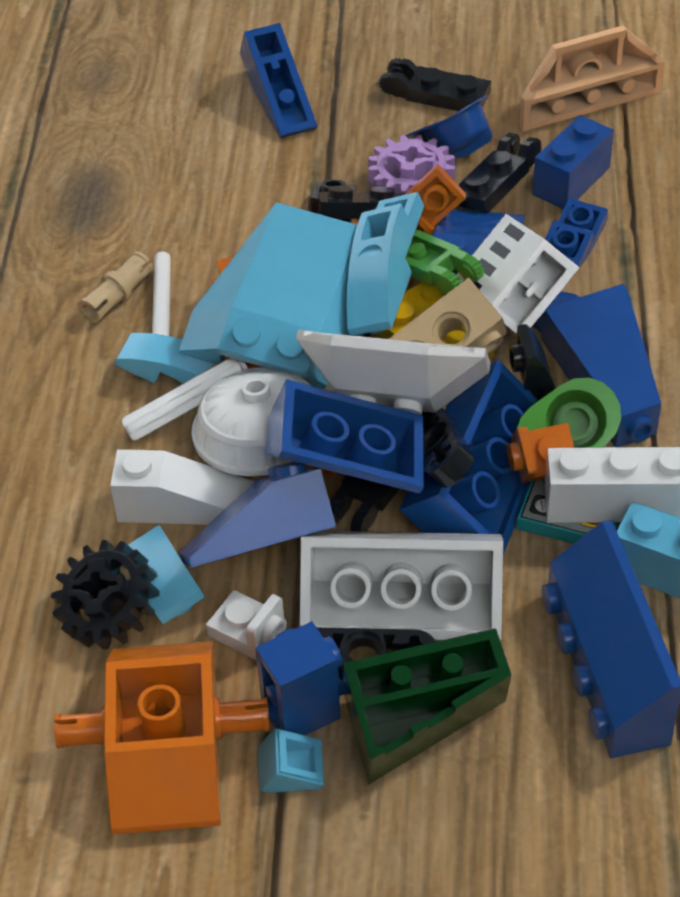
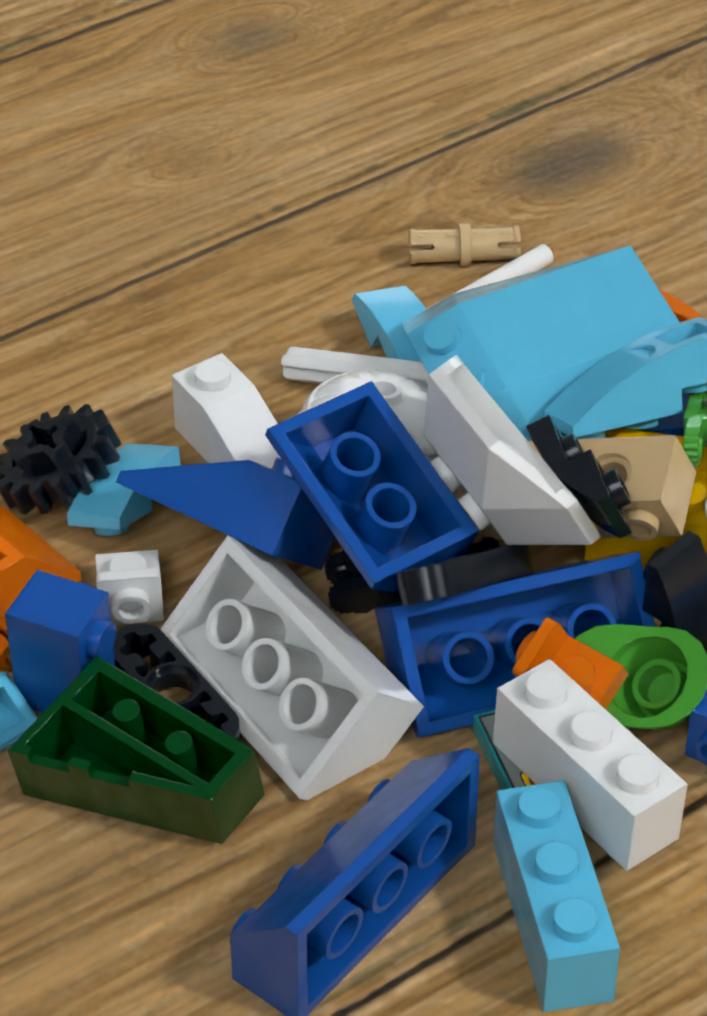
camera: 50 degrees right, 5 degrees down
(465, 333) = (597, 491): none -> black slope

